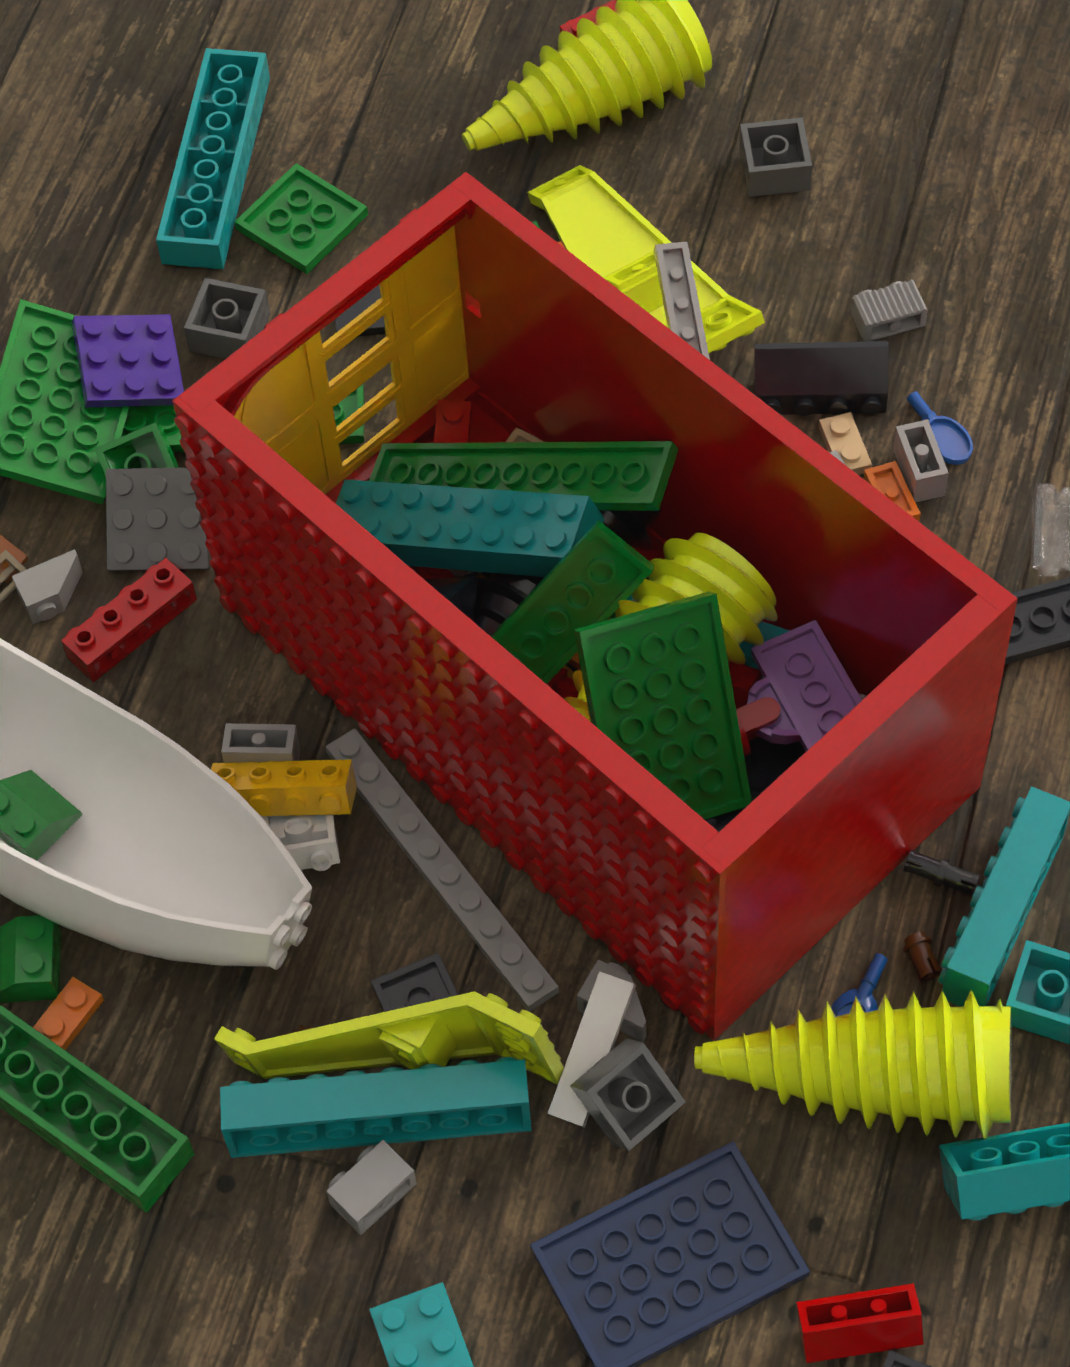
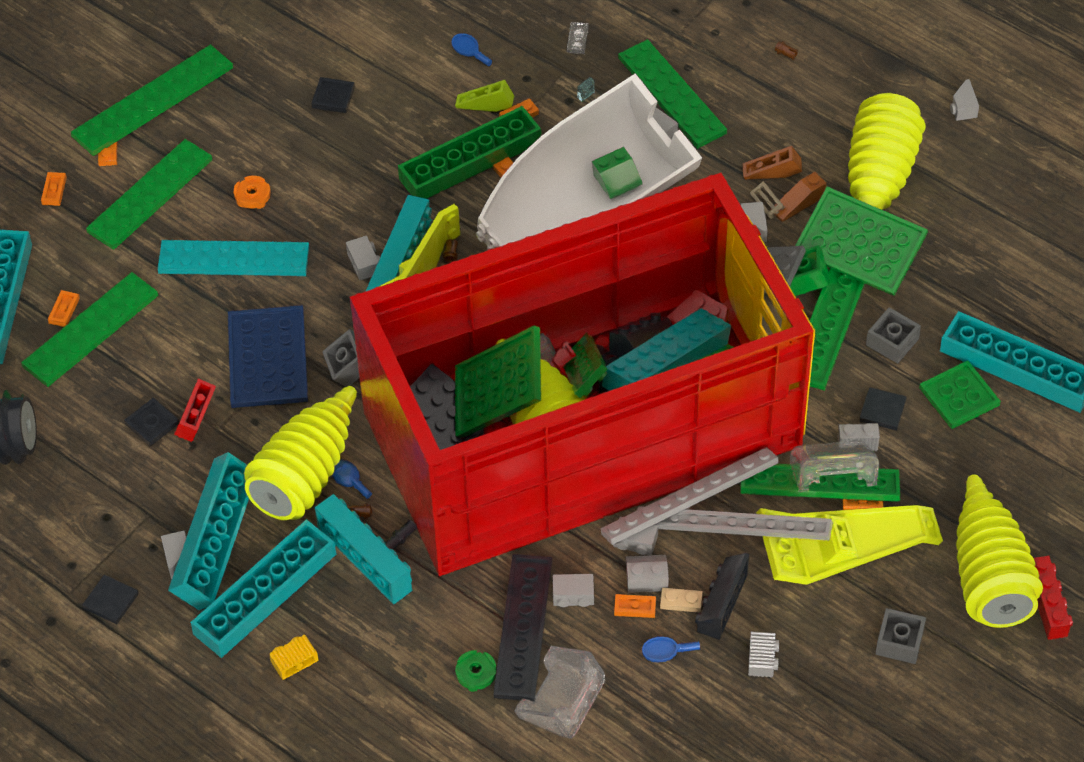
camera: 110 degrees right, 5 degrees down
(127, 360) = (876, 277): dark purple plate -> none
(920, 460) = (646, 621): light grey brick -> none

